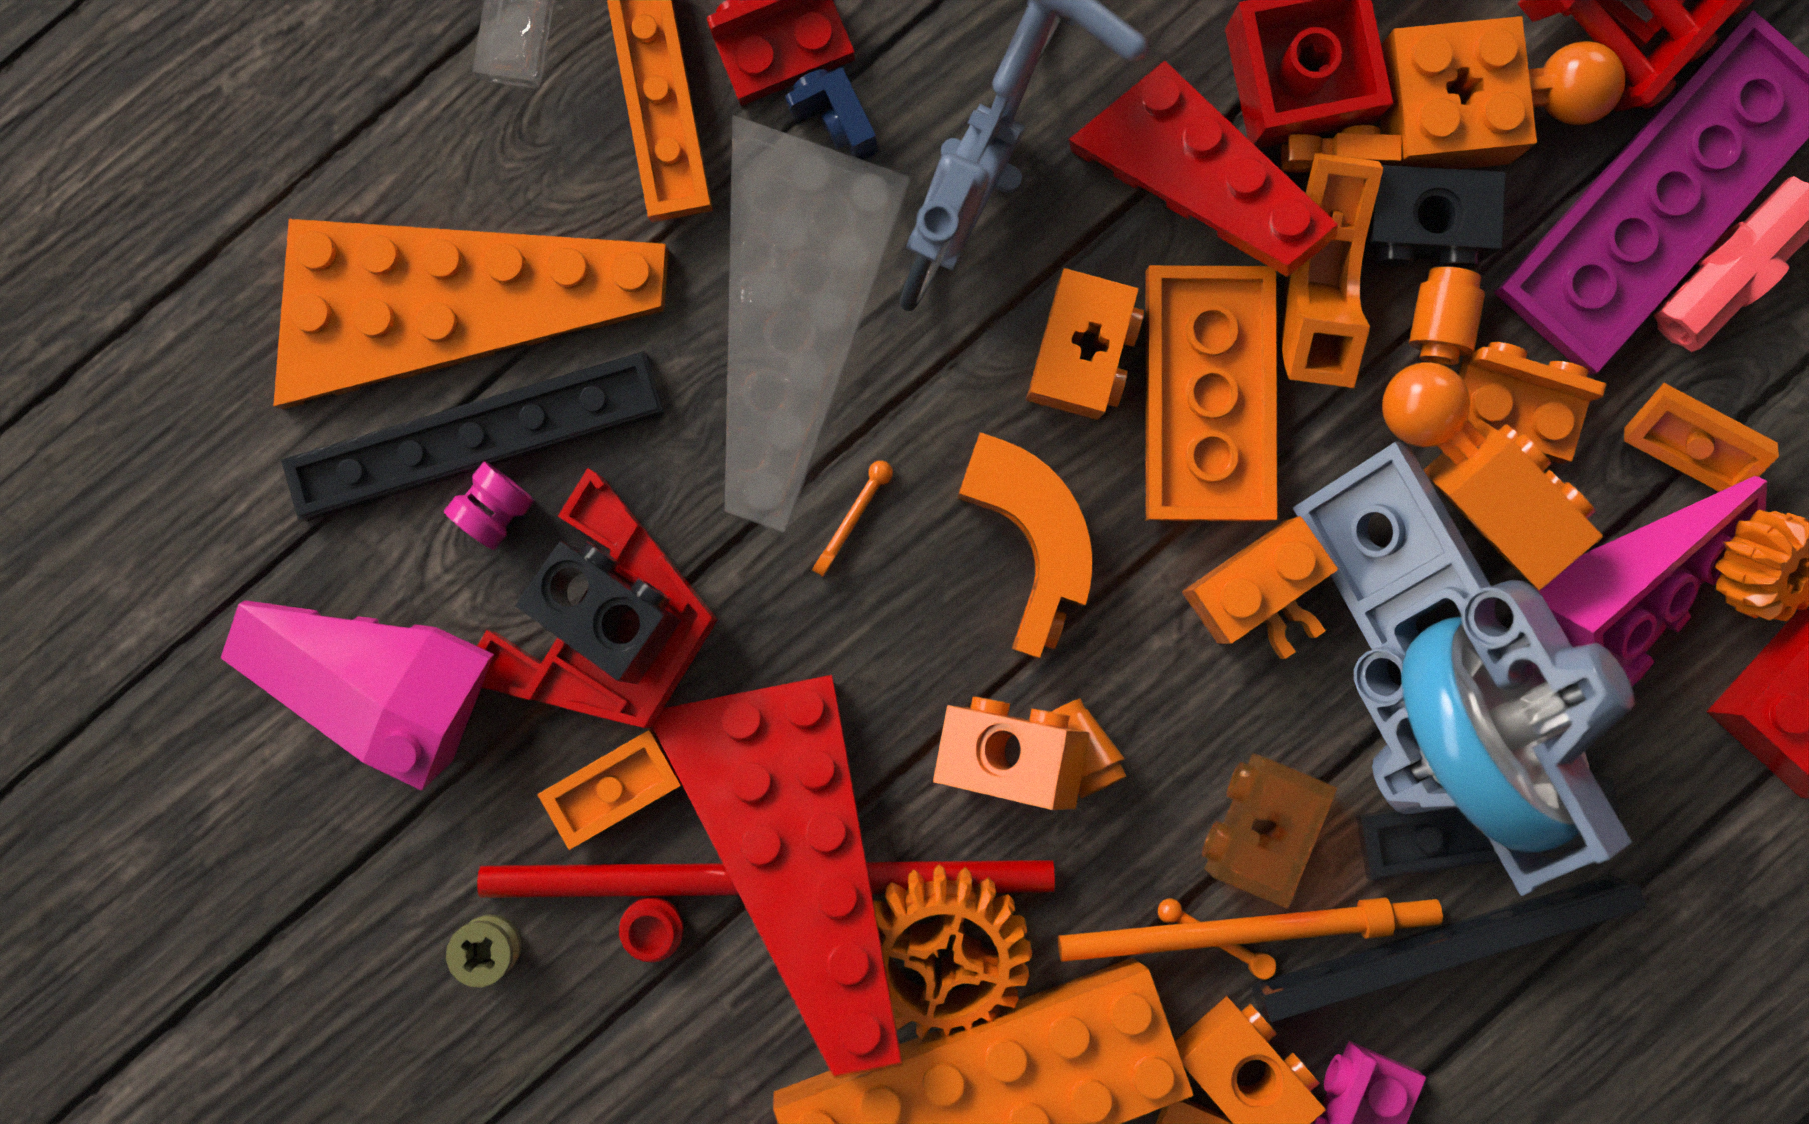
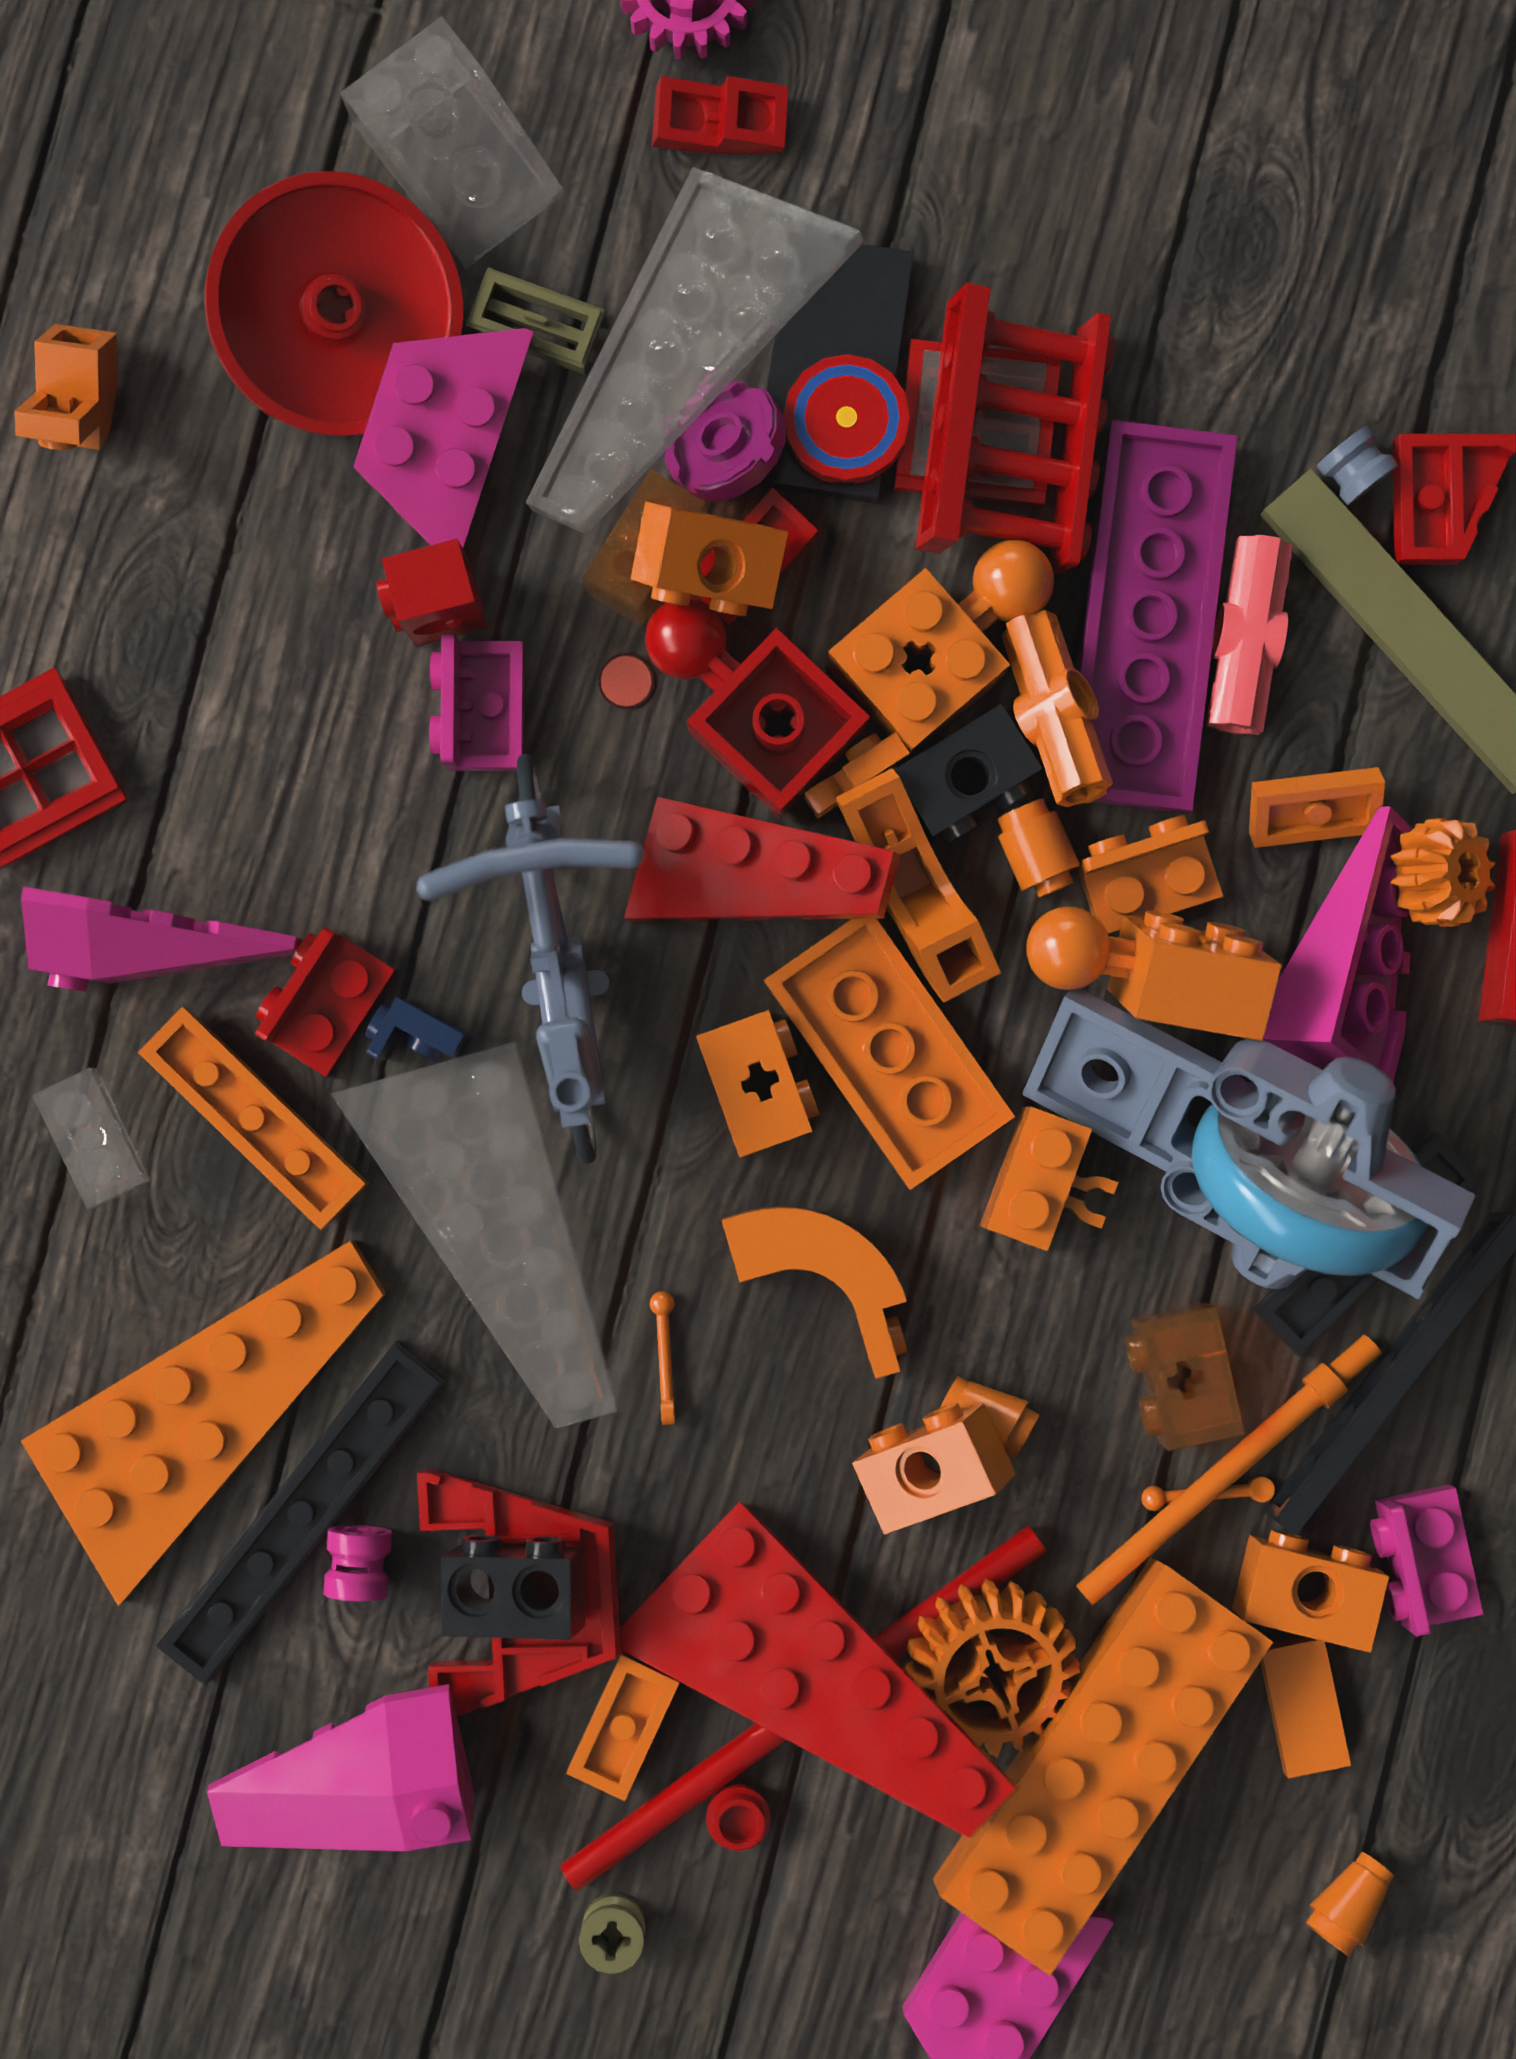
camera: 35 degrees left, 0 degrees up
(1546, 209) = (1056, 708): none -> orange piece

